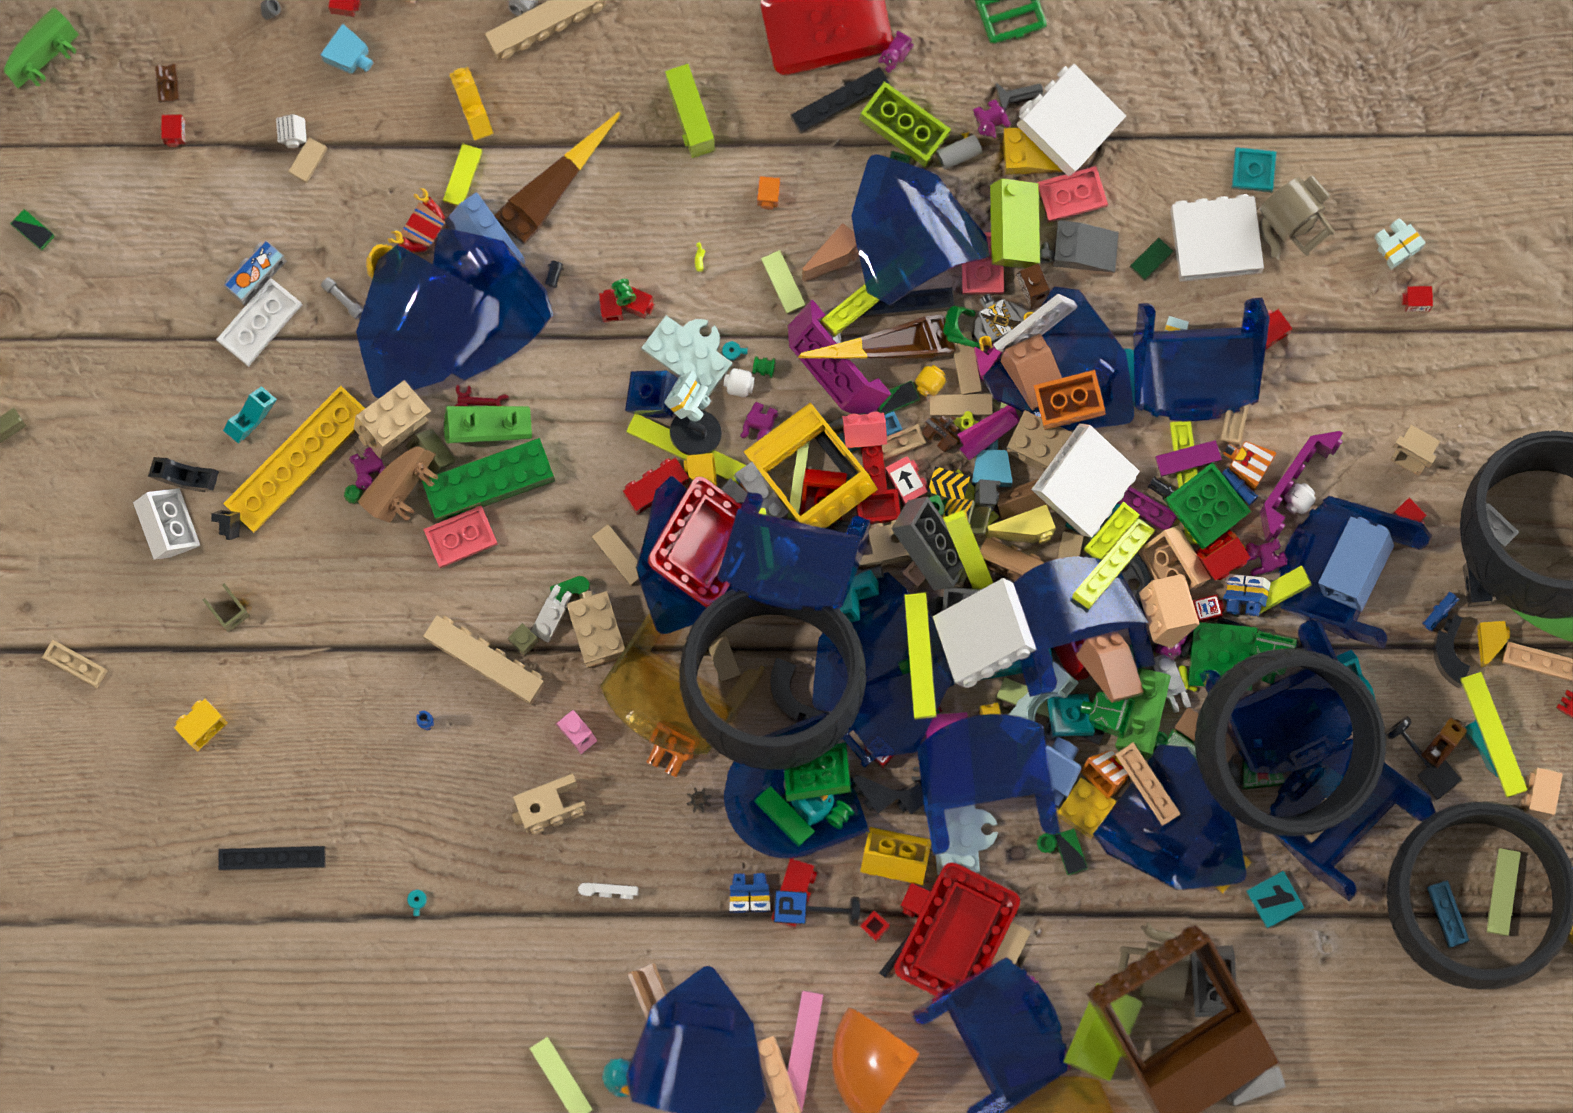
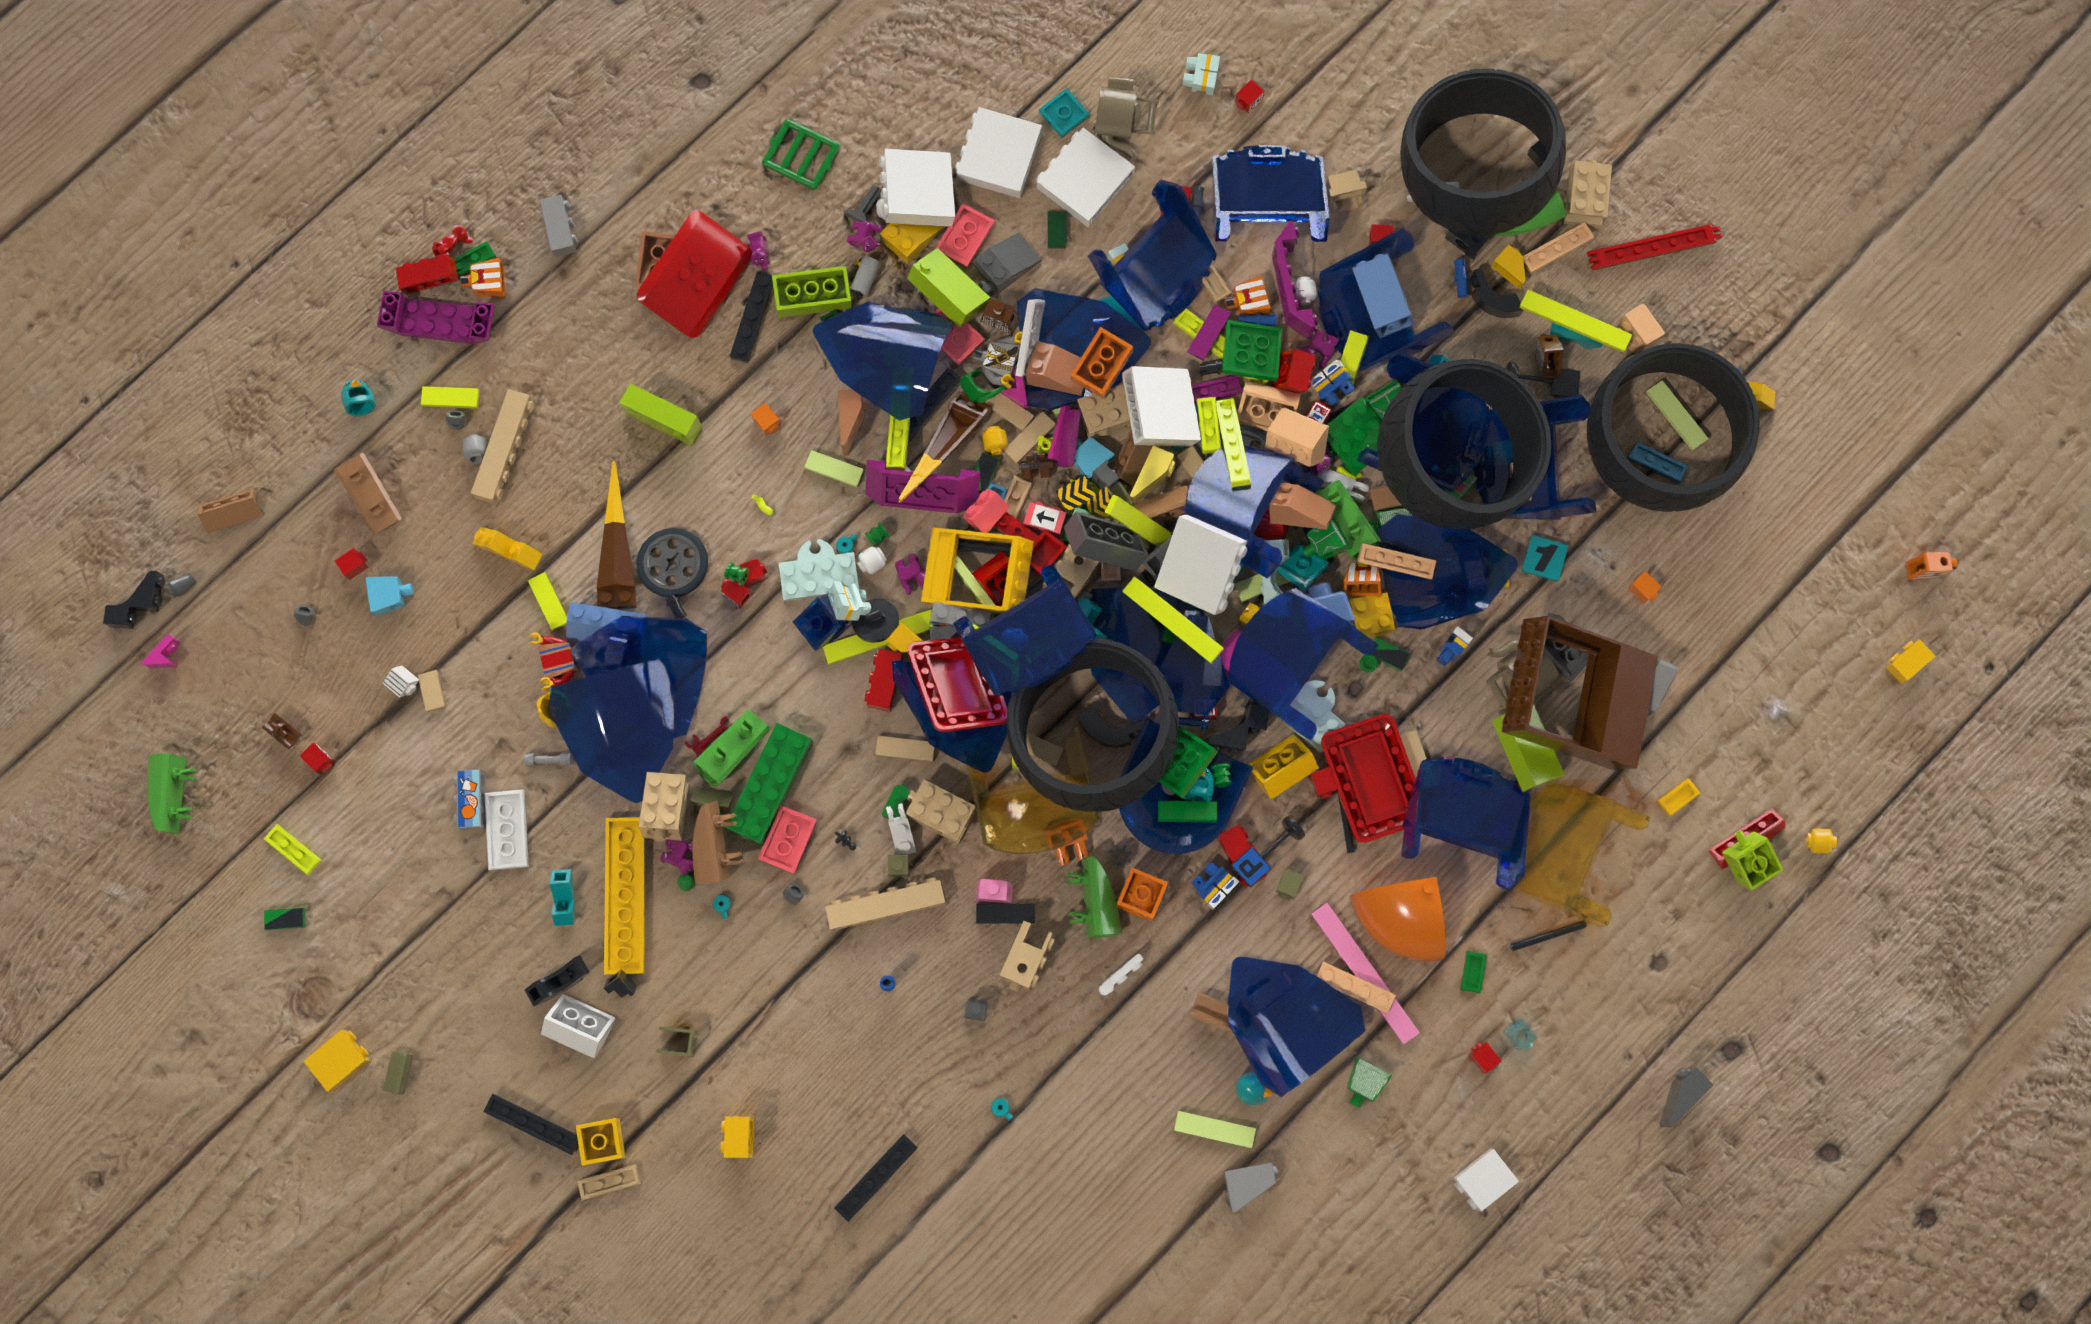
camera: 45 degrees left, 0 degrees up
(61, 564) = (532, 1124): none -> black plate
(88, 182) = (292, 849): none -> neon yellow tile
(97, 627) = (600, 1141): none -> yellow brick
(362, 542) = (722, 909): none -> teal piece
(423, 582) = (793, 893): none -> dark grey tile
(472, 807) = (975, 1009): none -> dark grey brick
(503, 581) = (845, 841): none -> black hair
(566, 217) = (660, 540): none -> wedge
(568, 756) = (1005, 913): none -> black tile
(645, 823) = (1100, 903): none -> bright green piece
(684, 844) = (1141, 894): none -> orange brick
(807, 951) = (1289, 884): none -> olive brick
(875, 926) = (1317, 825): red brick -> none
(1126, 898) = (1451, 651): none -> blue hips
(1167, 152) = (998, 152): none -> white brick
(1284, 346) = (1197, 198): none -> dark grey pin
(1331, 1001) = (1645, 587): none -> orange brick
(1356, 385) = (1269, 186): none -> clear blue windscreen

